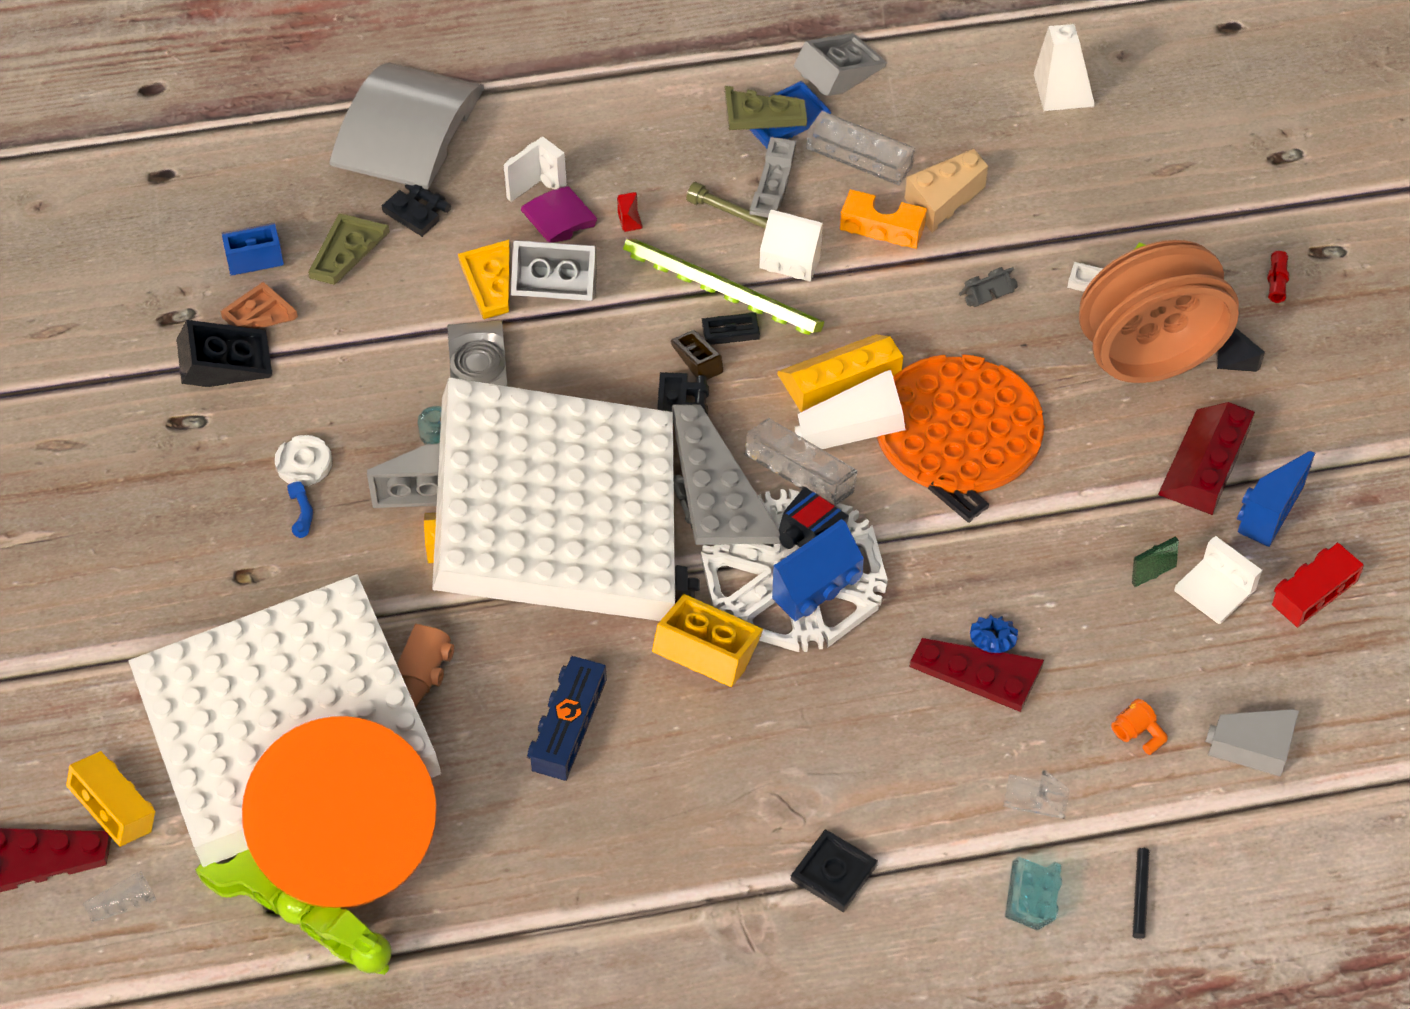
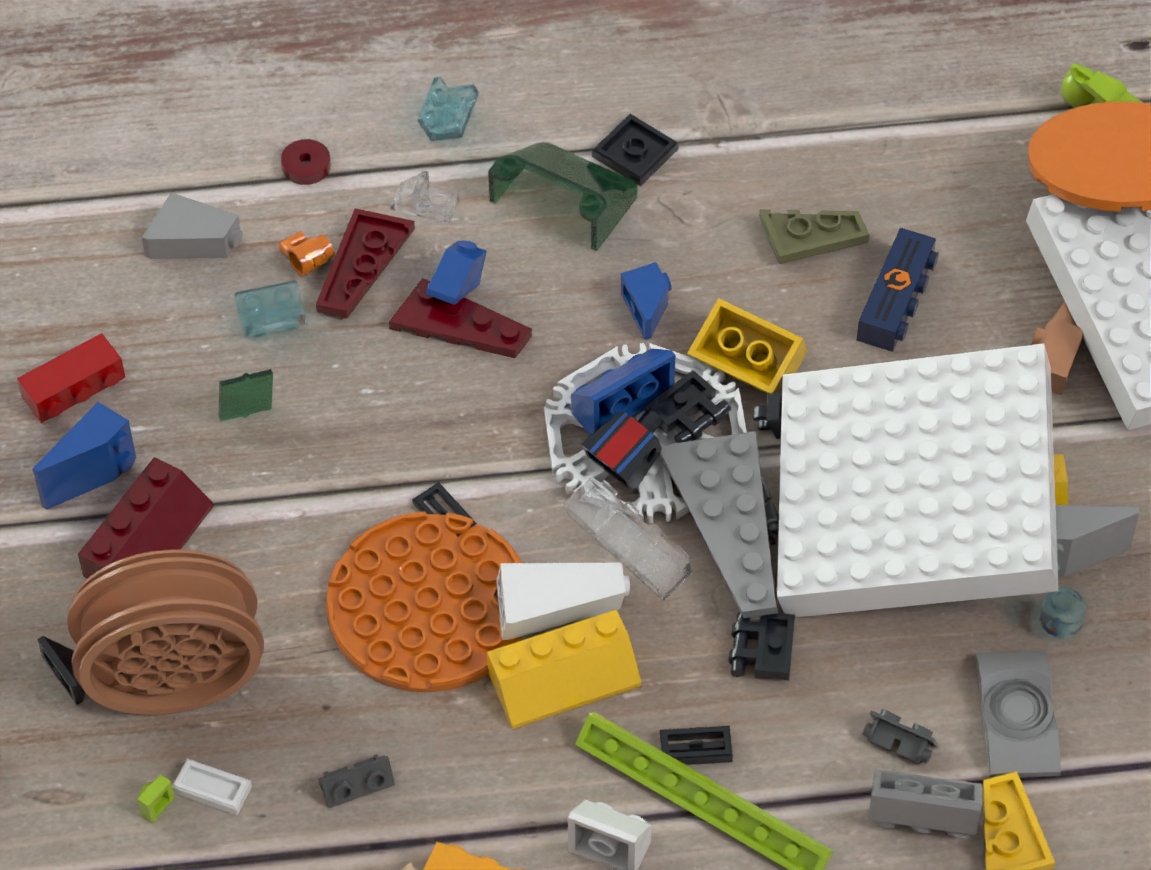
camera: 175 degrees left, 0 degrees up
(570, 340) = (888, 729): none -> dark grey hinge
(651, 777) = (807, 235): none -> olive wing
(699, 357) = (740, 682): dark brown slope -> none
(758, 582) = (682, 401): none -> black plate
(806, 696) = (646, 296): none -> blue slope
(898, 814) = (604, 192): none -> clear green windscreen
(987, 641) = (447, 360): blue gear -> none
(989, 691) = (457, 272): none -> blue slope
(1083, 727) = (362, 256): none -> dark red wing
(1141, 893) = (343, 115): black bar -> none
(1154, 656) = (270, 309): none -> clear light blue bracket
(1172, 823) = (305, 150): none -> dark red piece
(1219, 581) = (179, 387): white bracket -> none

